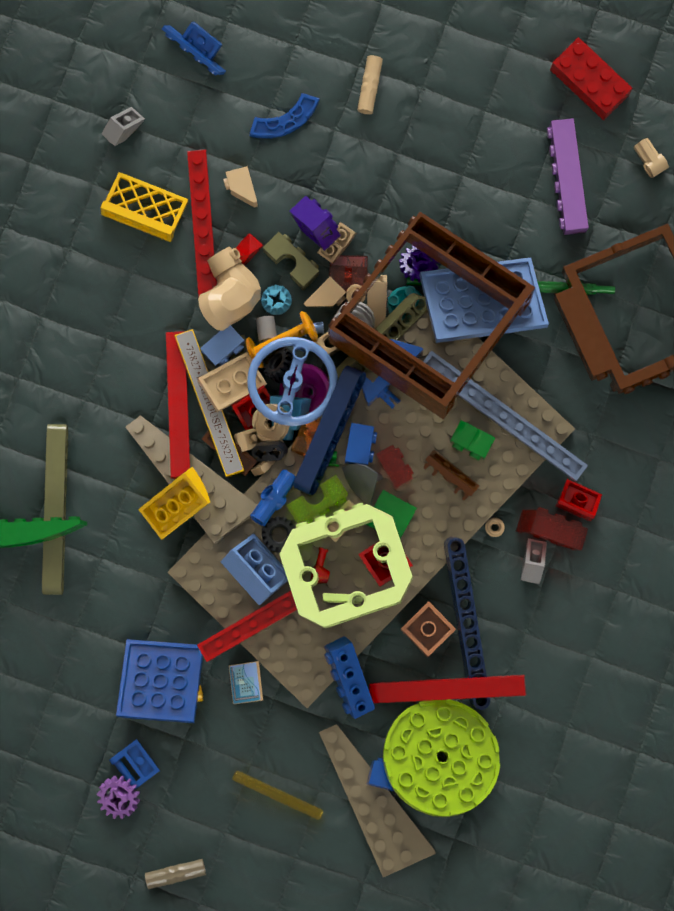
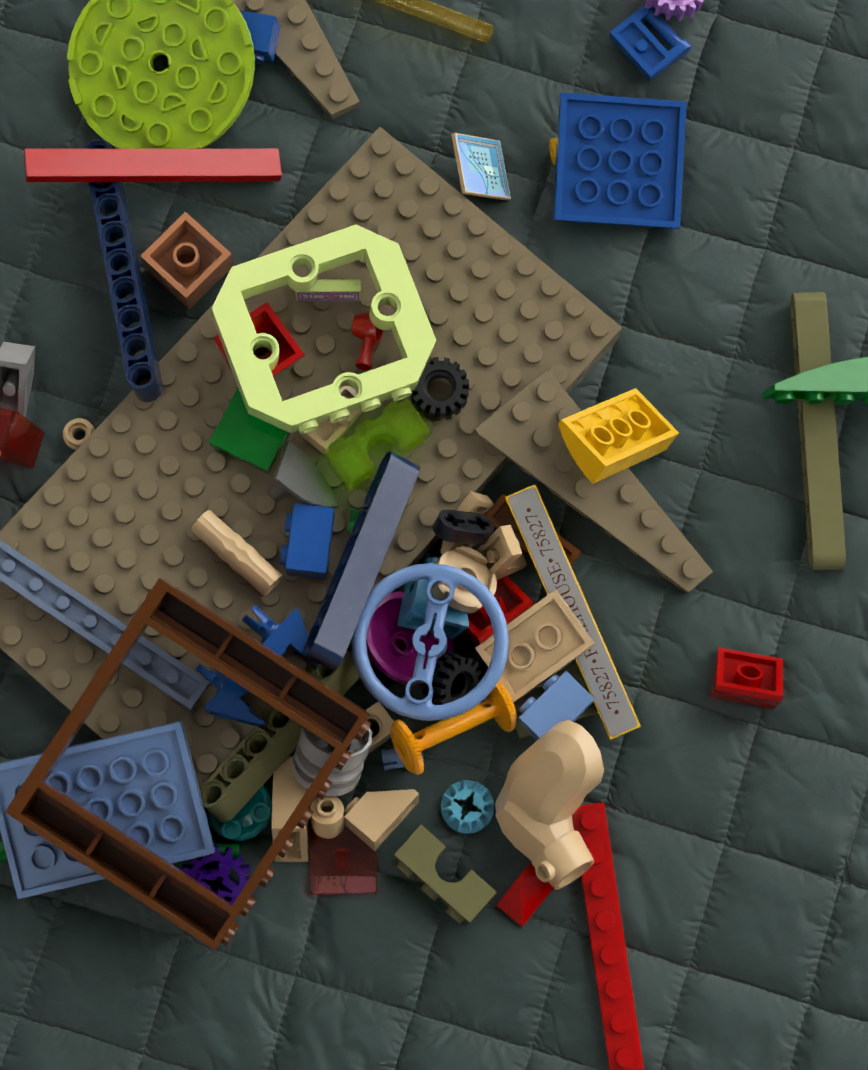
camera: 175 degrees right, 5 degrees down
(110, 363) = (747, 678): none -> red slope
(134, 218) = (723, 937): yellow fence -> none
(177, 408) = (625, 600): red tile -> none
(241, 185) = (542, 1010): tan slope -> none
(248, 626) = (485, 238): red plate -> none
(255, 569) = (476, 330): medium blue slope -> none
(266, 328) = (481, 749): light grey brick -> none
(273, 497) = (452, 444): blue piece -> none
(305, 437) = (402, 551): clear orange slope -> none
(315, 222) = (404, 939): dark purple brick -> none
(337, 248) = (365, 914): tan slope -> none
(349, 677) = (313, 173): blue brick -> none
(393, 466) = (249, 505): clear red brick -> none
(402, 440) = (236, 552): none -> tan axle
(451, 474) = (150, 500): reddish brown plate -> none
(472, 440) = (116, 558): green brick -> none

